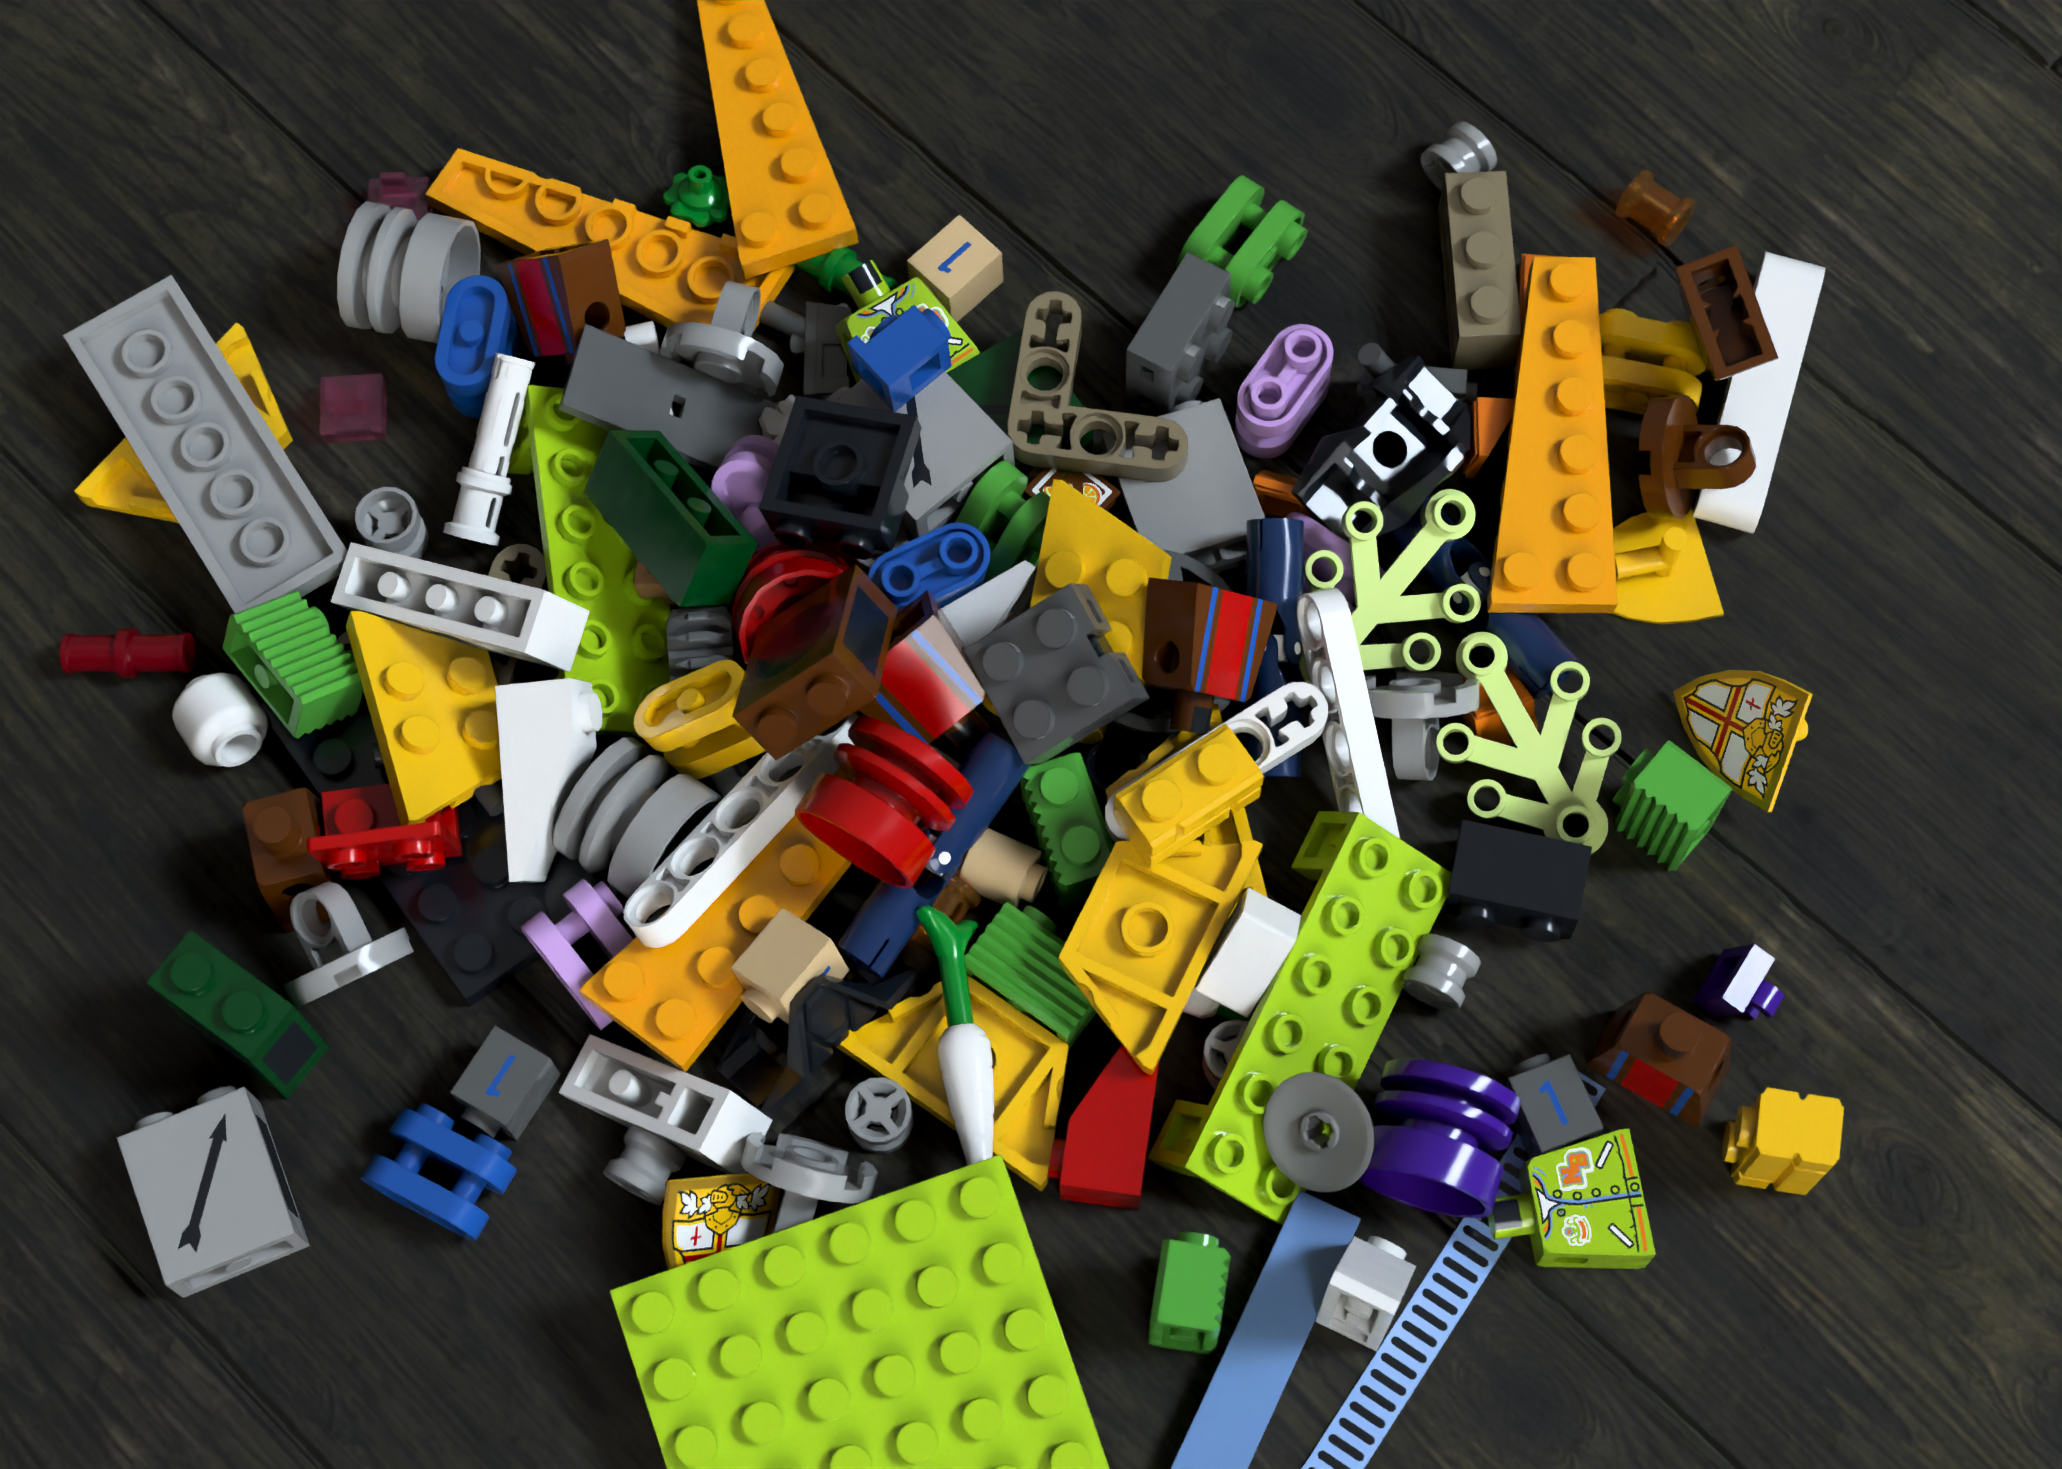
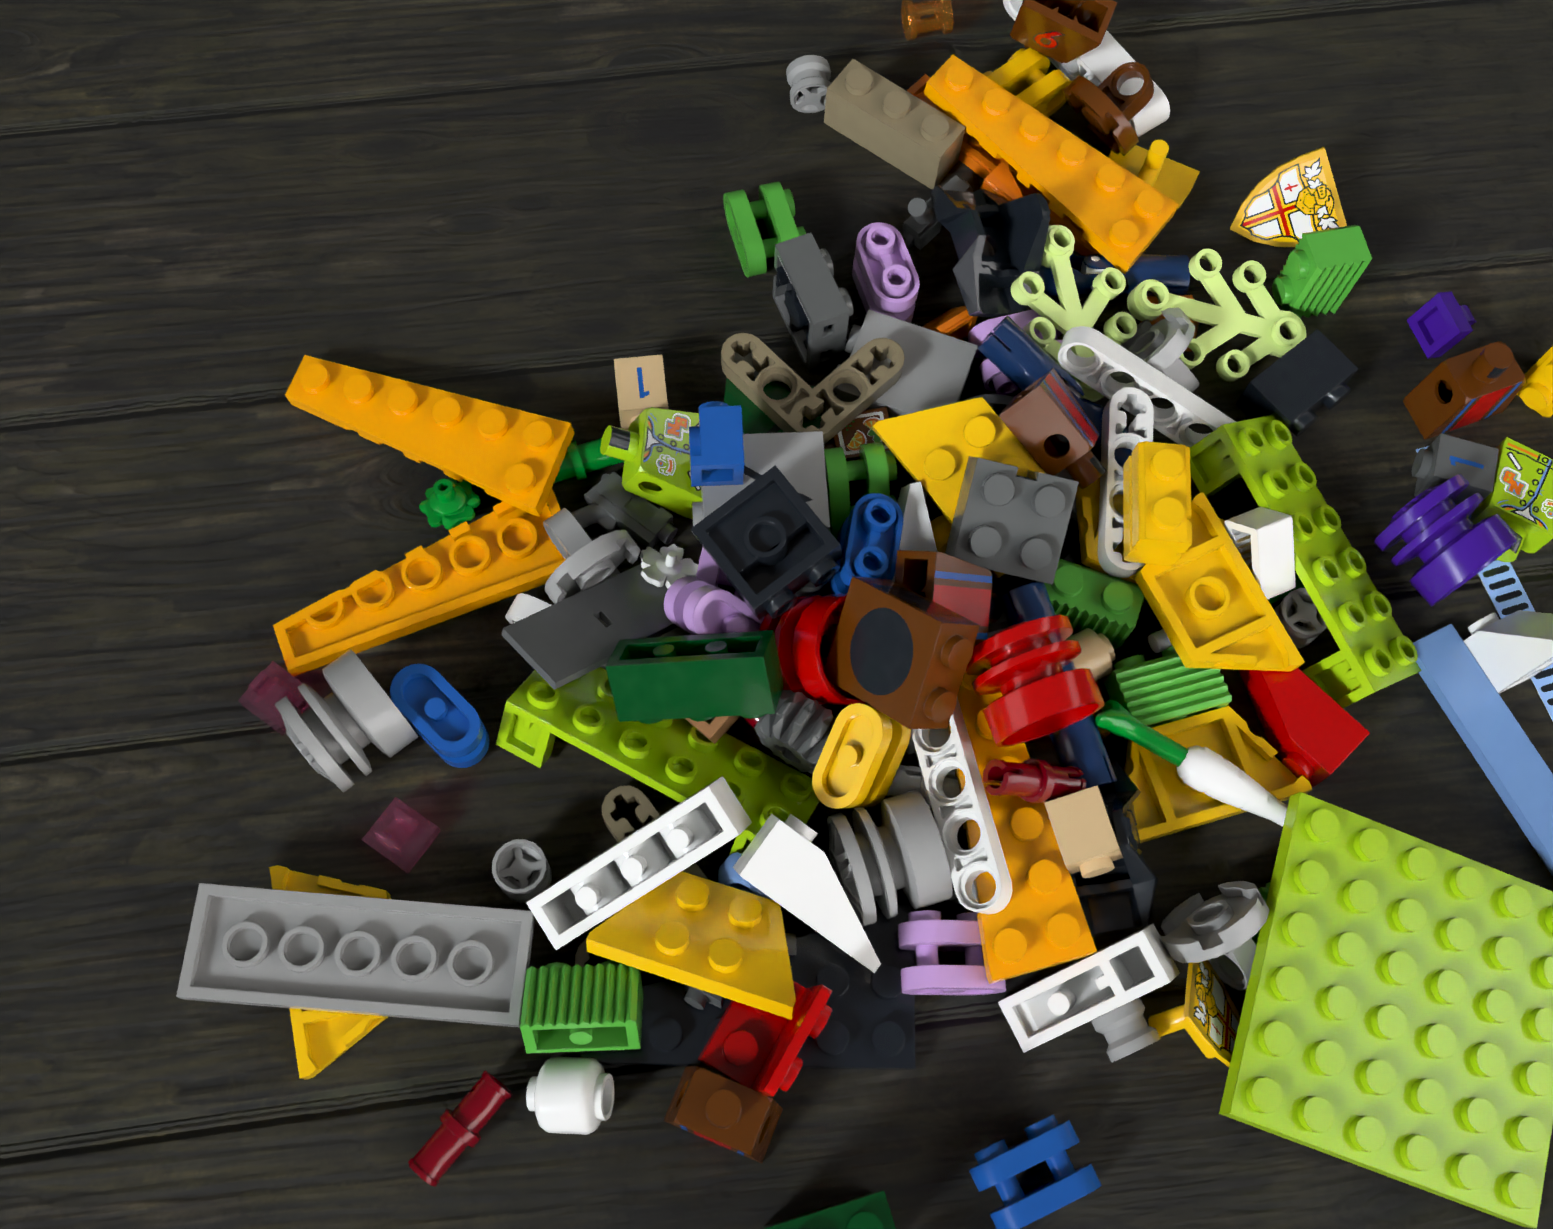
camera: 60 degrees left, 0 degrees up
(338, 952) = (837, 1134): light grey tile -> none
(485, 478) = (543, 780): white pin -> none
(504, 1085) = (1001, 1086): dark grey brick -> none
(560, 293) = (461, 633): reddish brown torso -> none
(796, 881) = (1032, 780): none -> dark red pin
(873, 1103) = (1200, 846): light grey wheel -> none
(1189, 1293) = (1456, 750): bright green brick -> none
(1299, 1146) = (1423, 610): light grey piece -> none
(1440, 972) = (1329, 466): light grey wheel -> none

